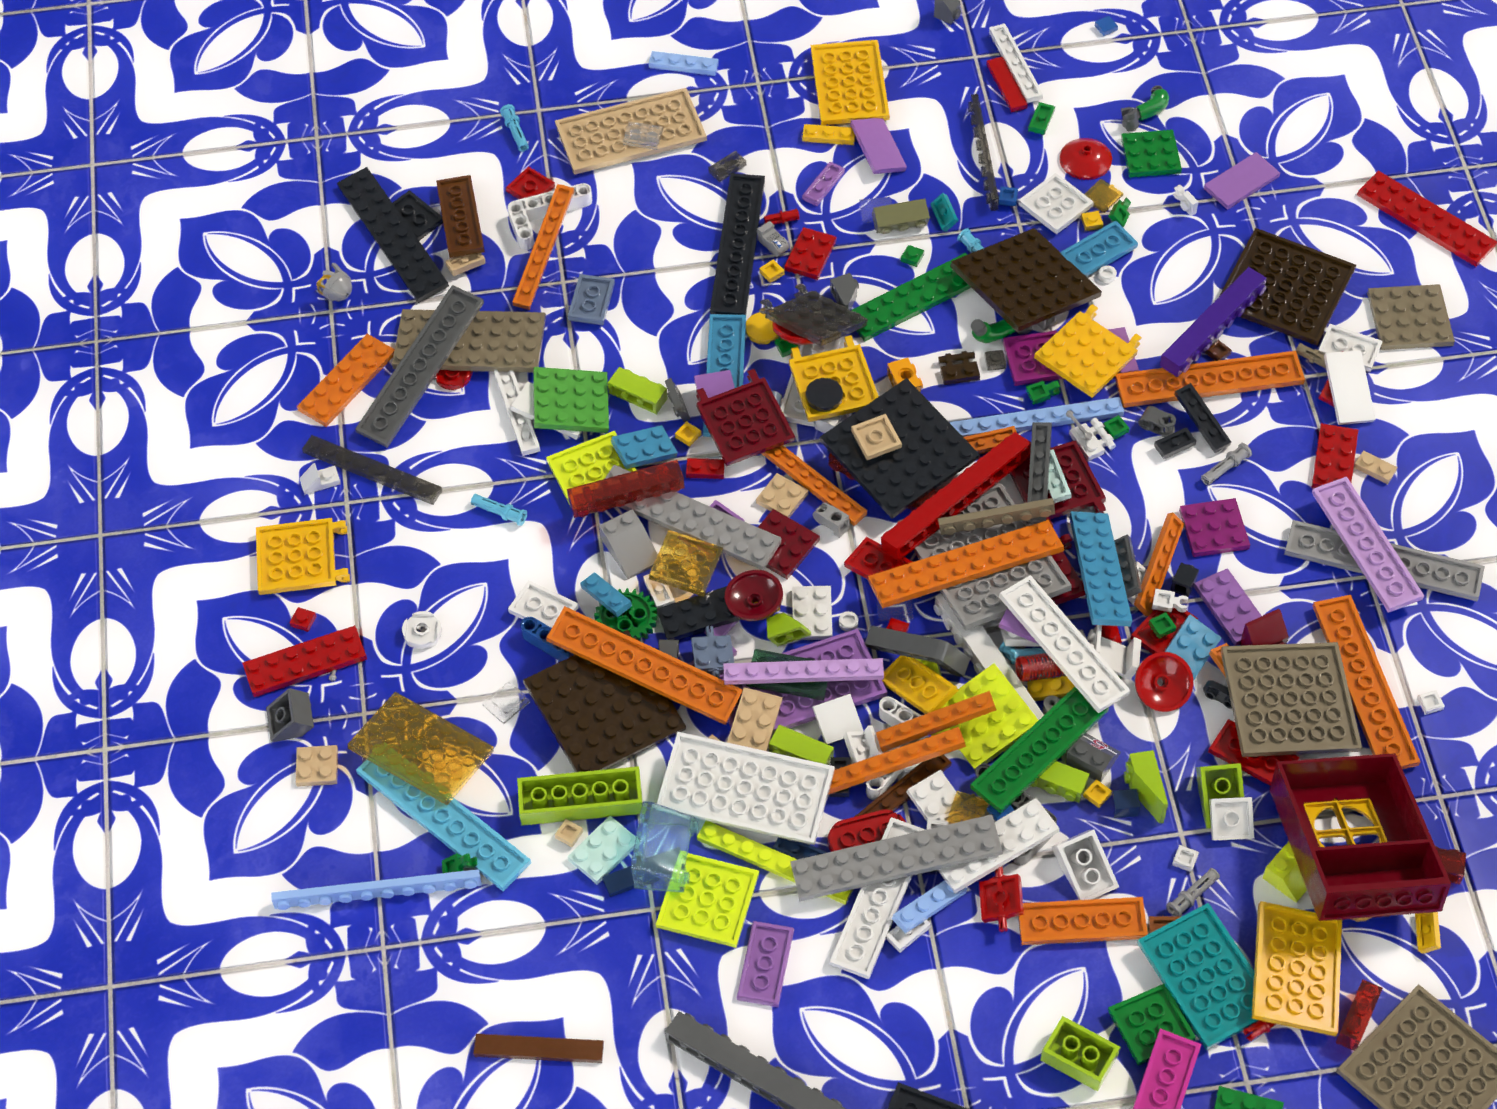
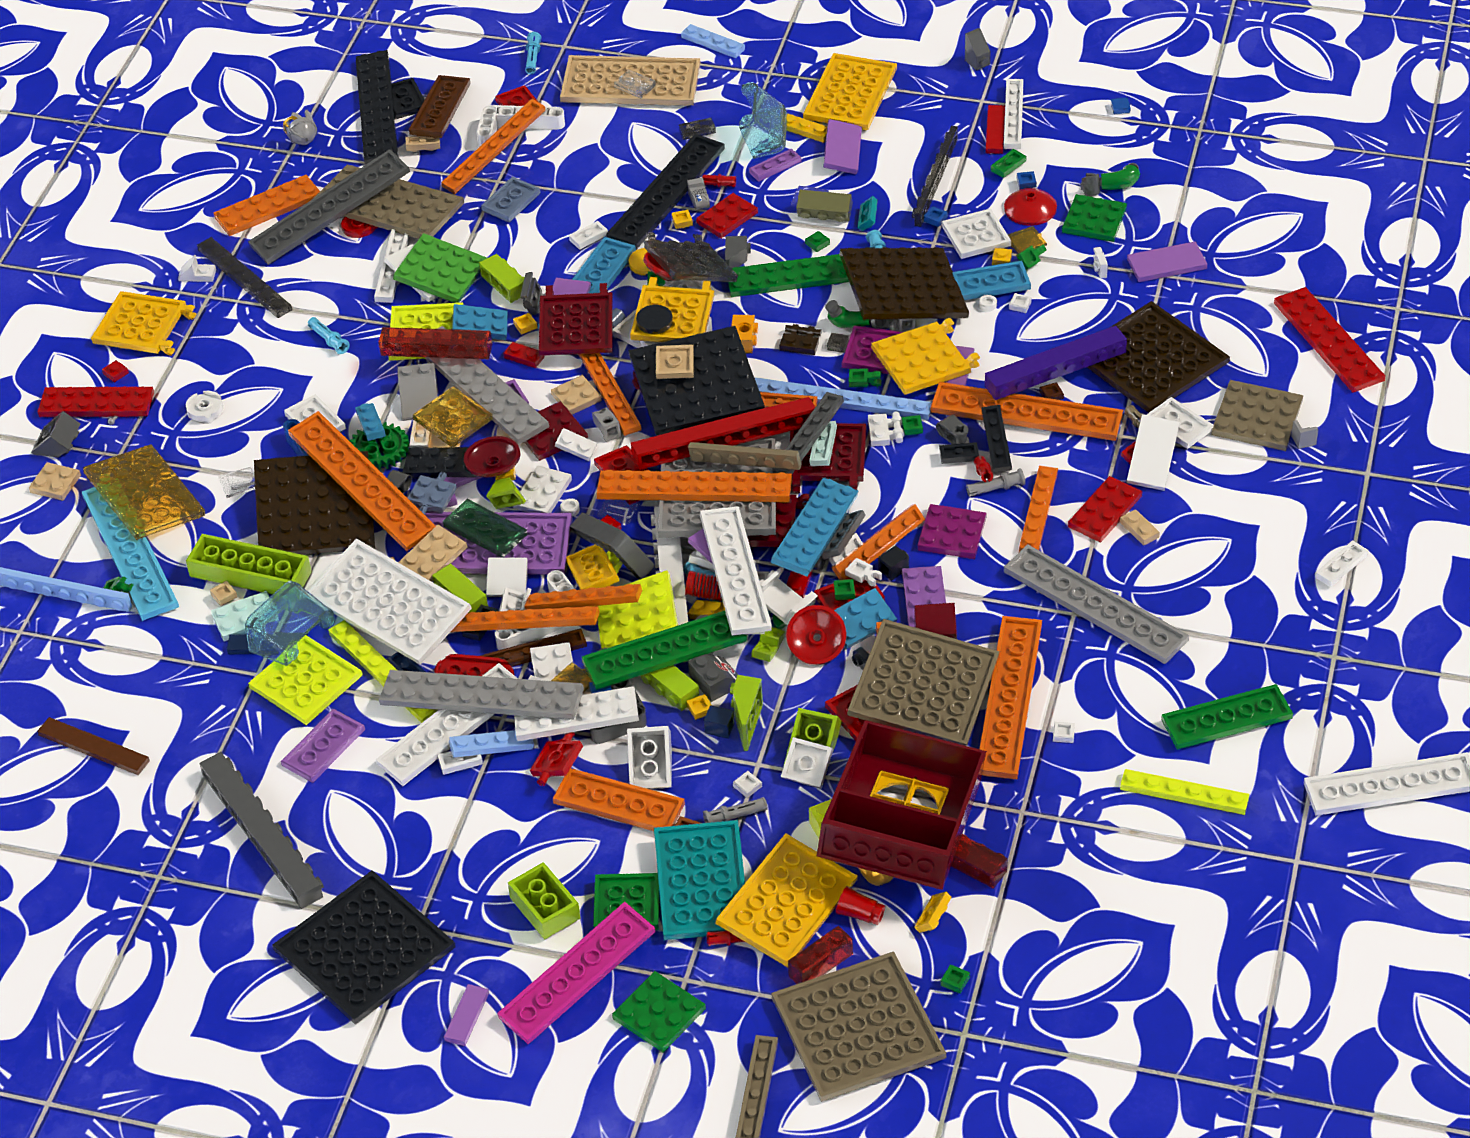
camera: 25 degrees right, 10 degrees down
(691, 316) = (588, 235): none -> white plate
(801, 152) = (766, 127): none -> clear light blue windscreen
(803, 671) = (496, 527): lavender plate -> none
(817, 552) = (576, 444): none -> white plate
(1068, 131) = (1026, 180): none -> blue plate
(1088, 436) = (879, 423): light grey hinge -> none
(1120, 711) = (768, 644): none -> lime slope
(1136, 264) = (1020, 303): none -> white tile
(1209, 453) = (983, 469): none -> red pin
(1277, 478) = (1039, 507): none -> orange plate
(1363, 949) = (859, 907): none -> red plant
(1367, 544) = (1082, 582): lavender plate -> none
(1464, 327) = (1304, 436): none -> light grey panel
(1484, 990) = (955, 979): none -> green plate

